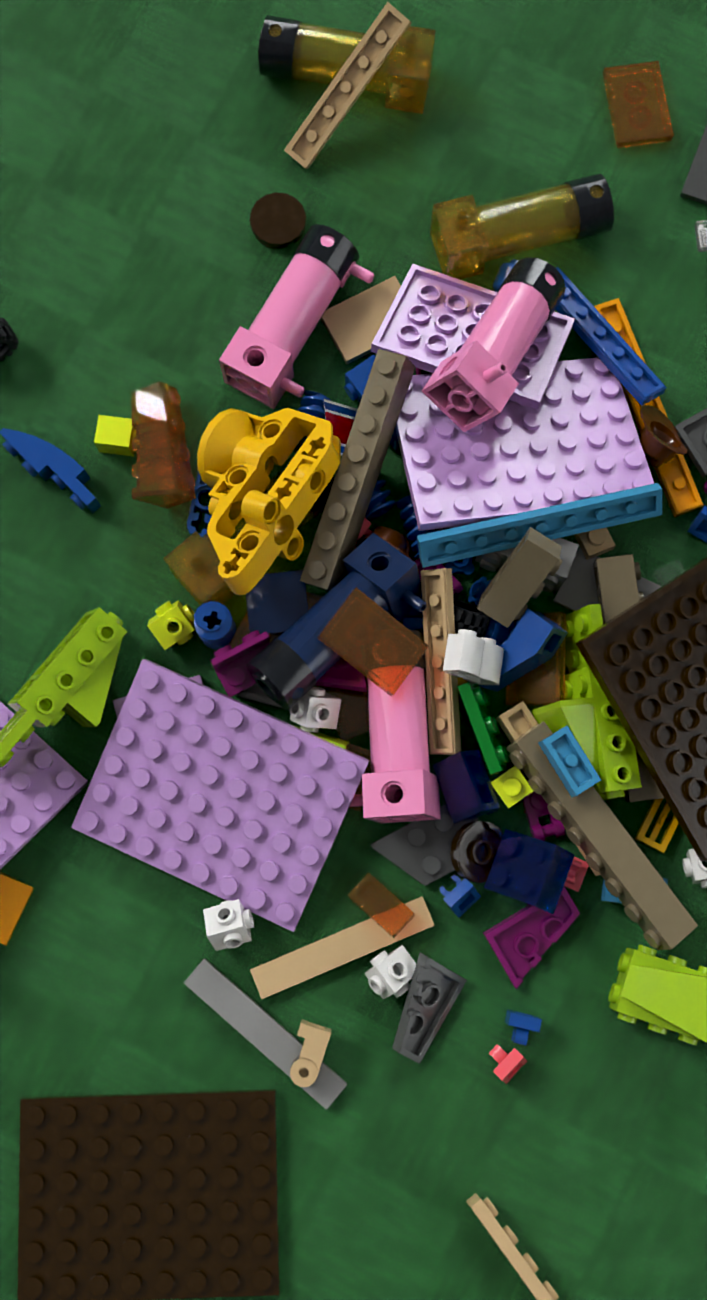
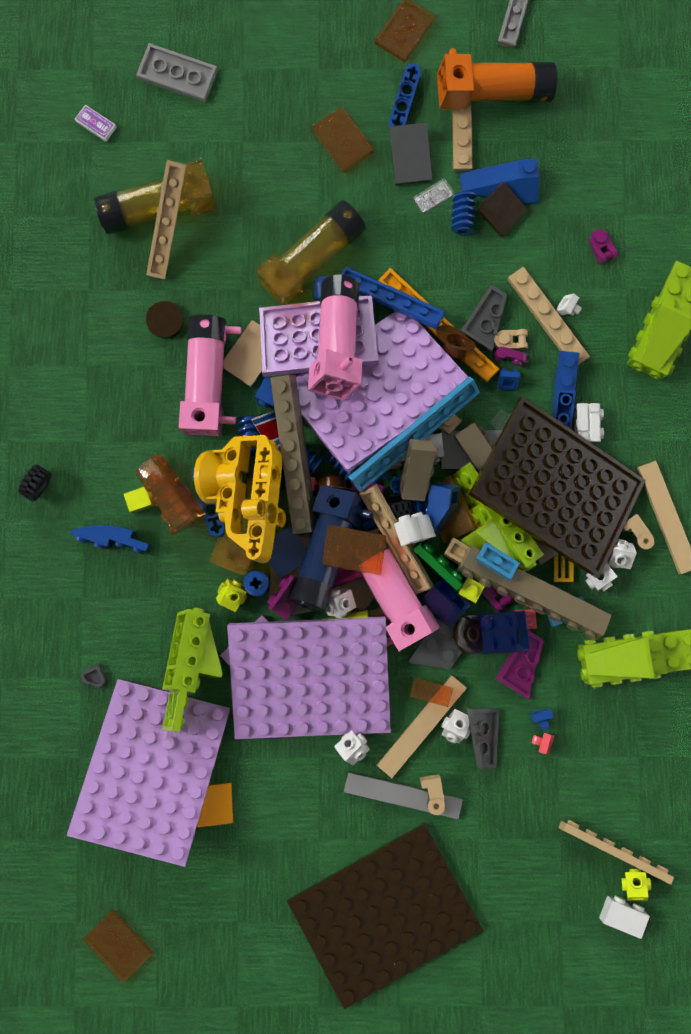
camera: 25 degrees left, 5 degrees up
(461, 897) = (474, 664): blue tile -> none

